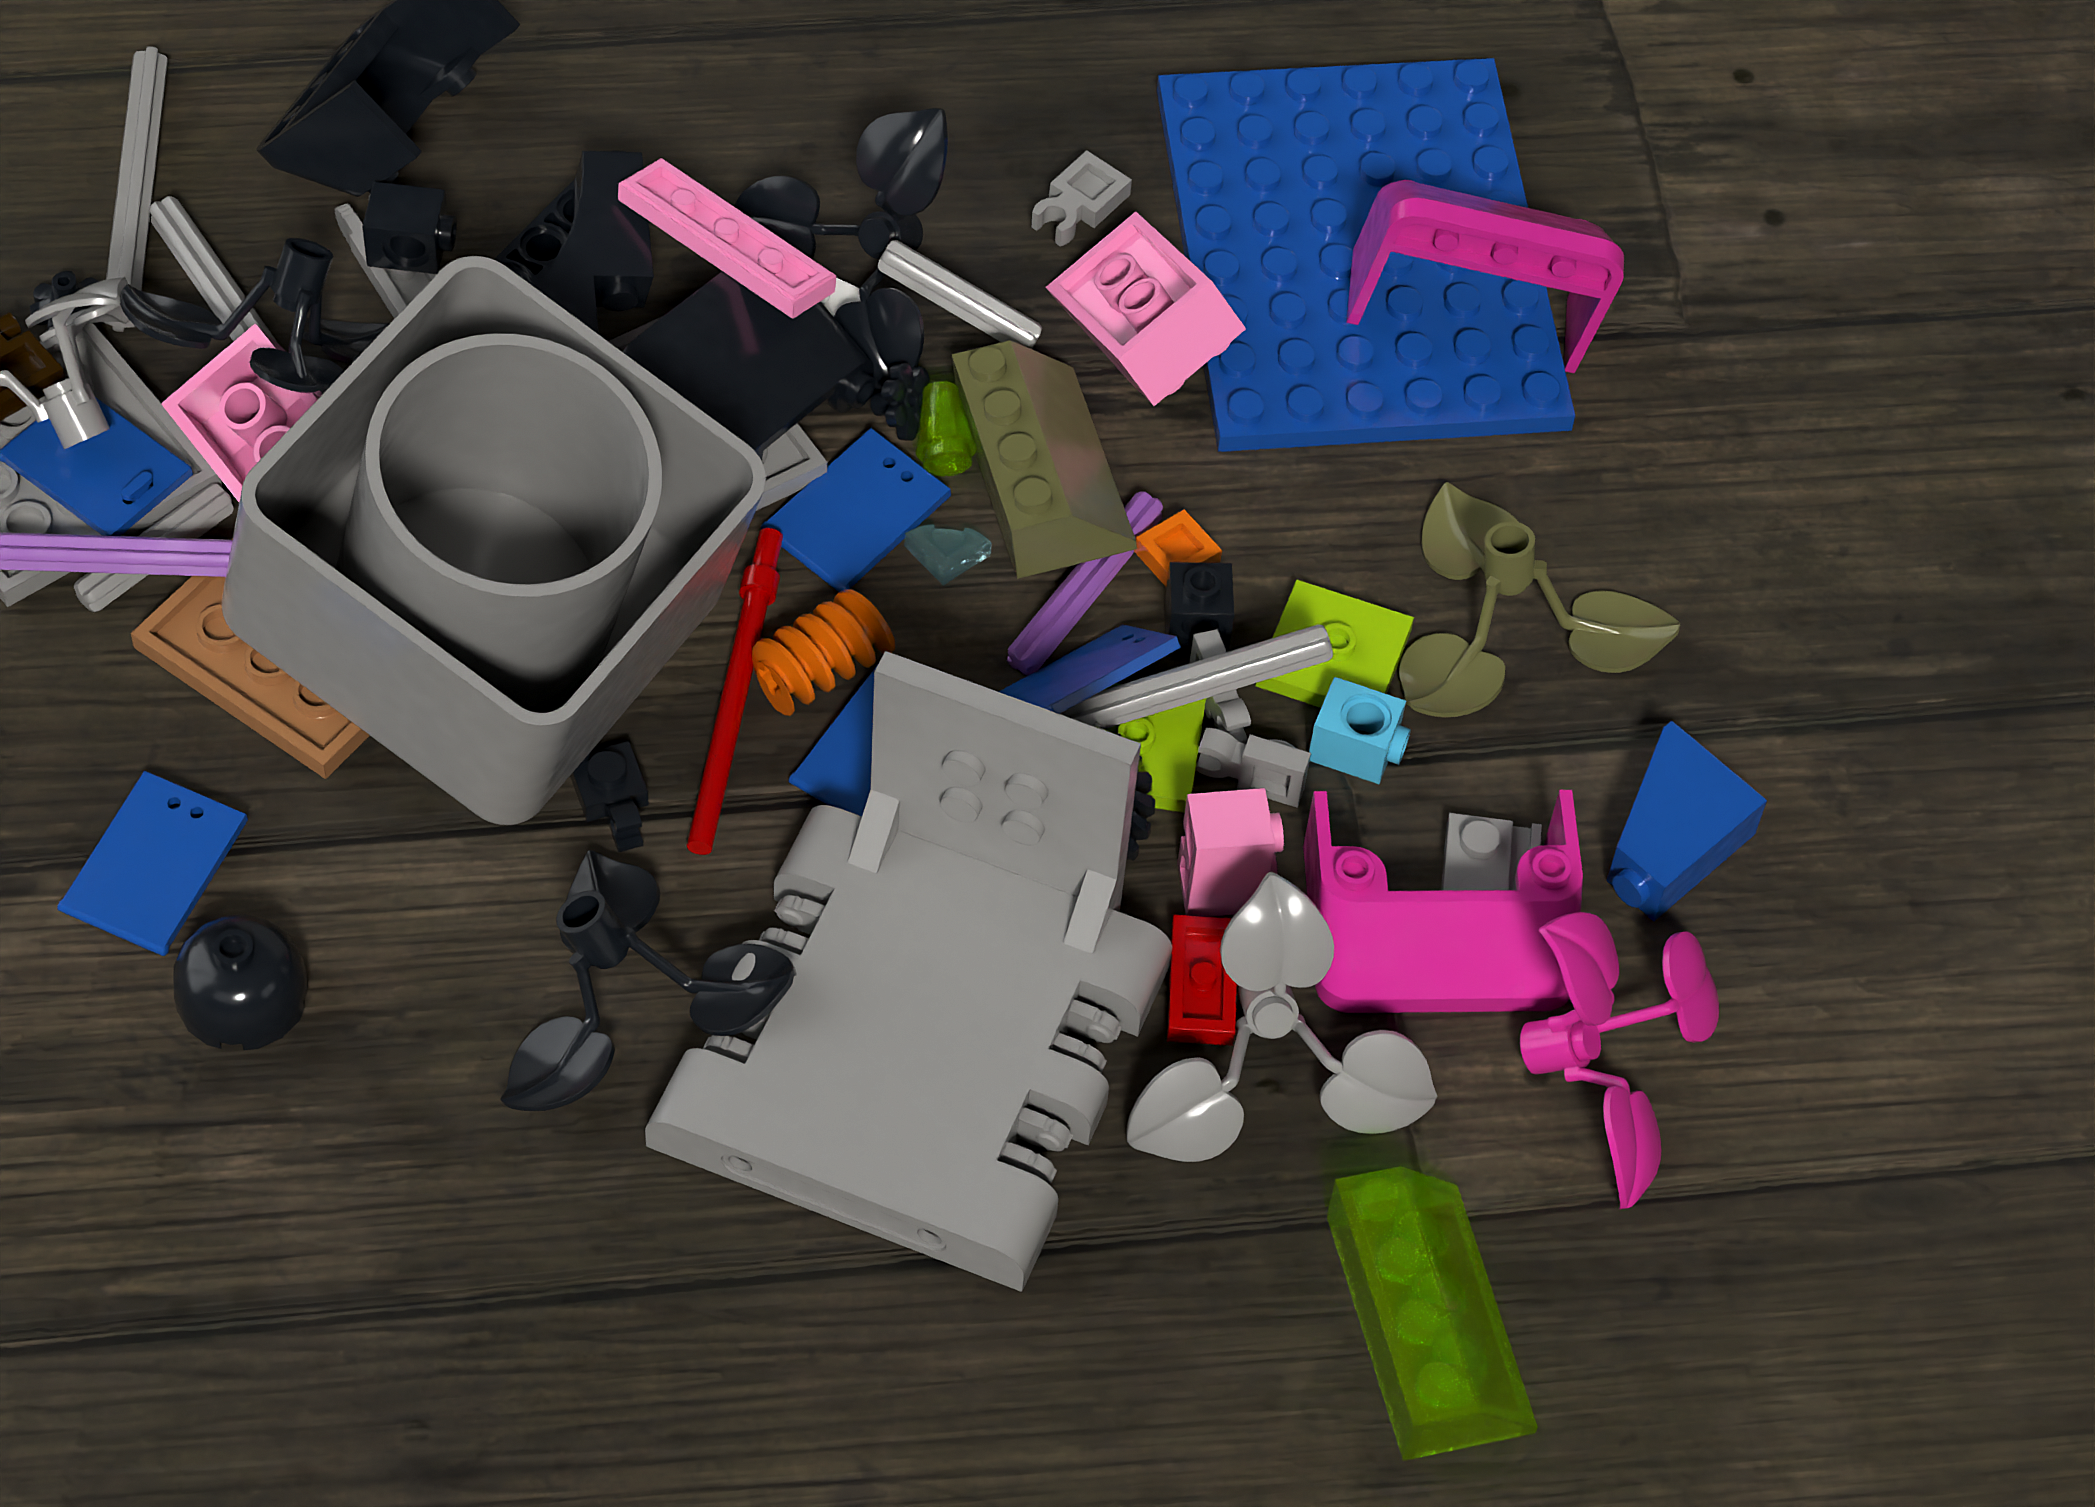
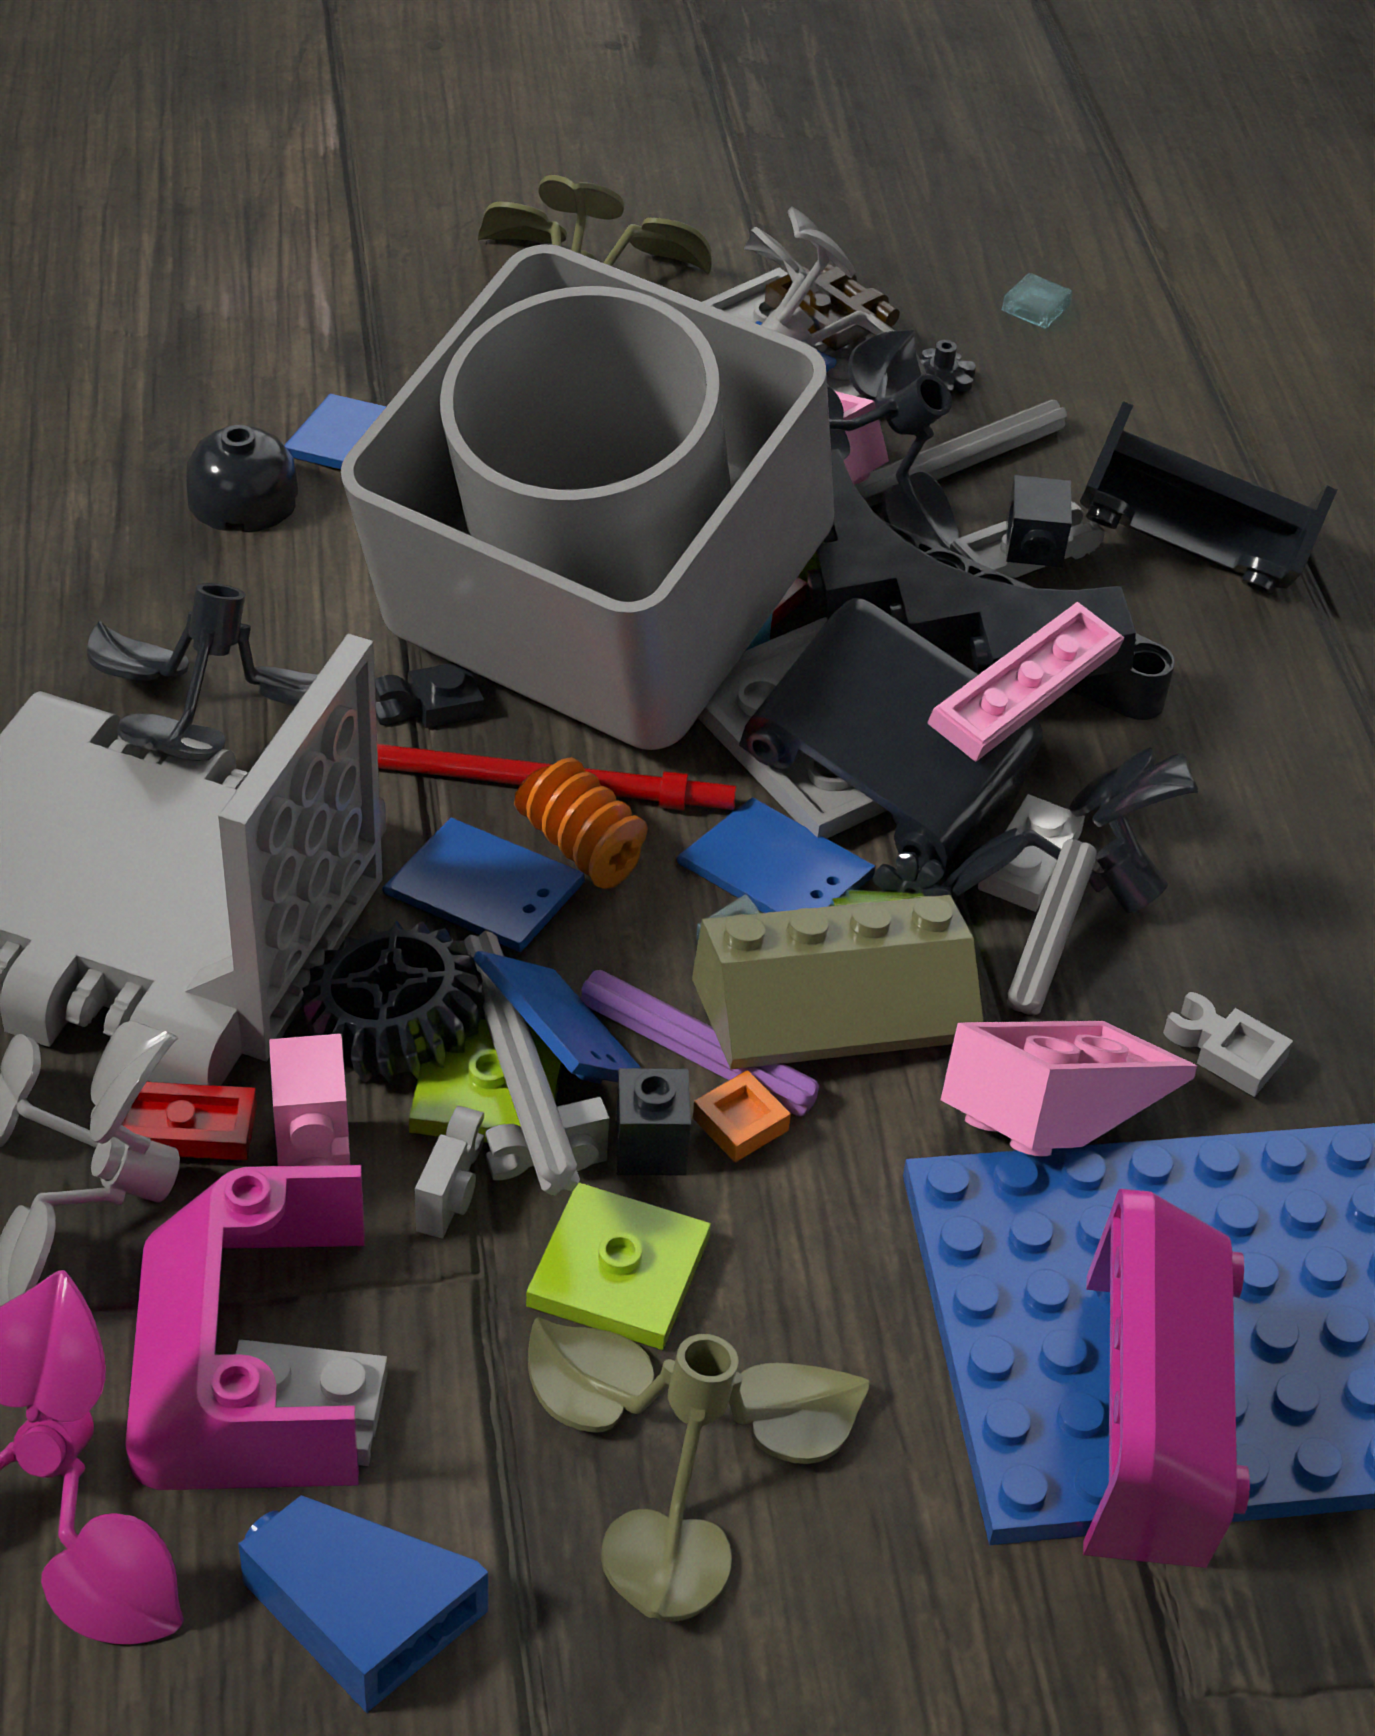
camera: 90 degrees right, 10 degrees down
(137, 170) = (1091, 396): light grey axle -> none
(1353, 709) = (498, 1242): medium azure brick -> none

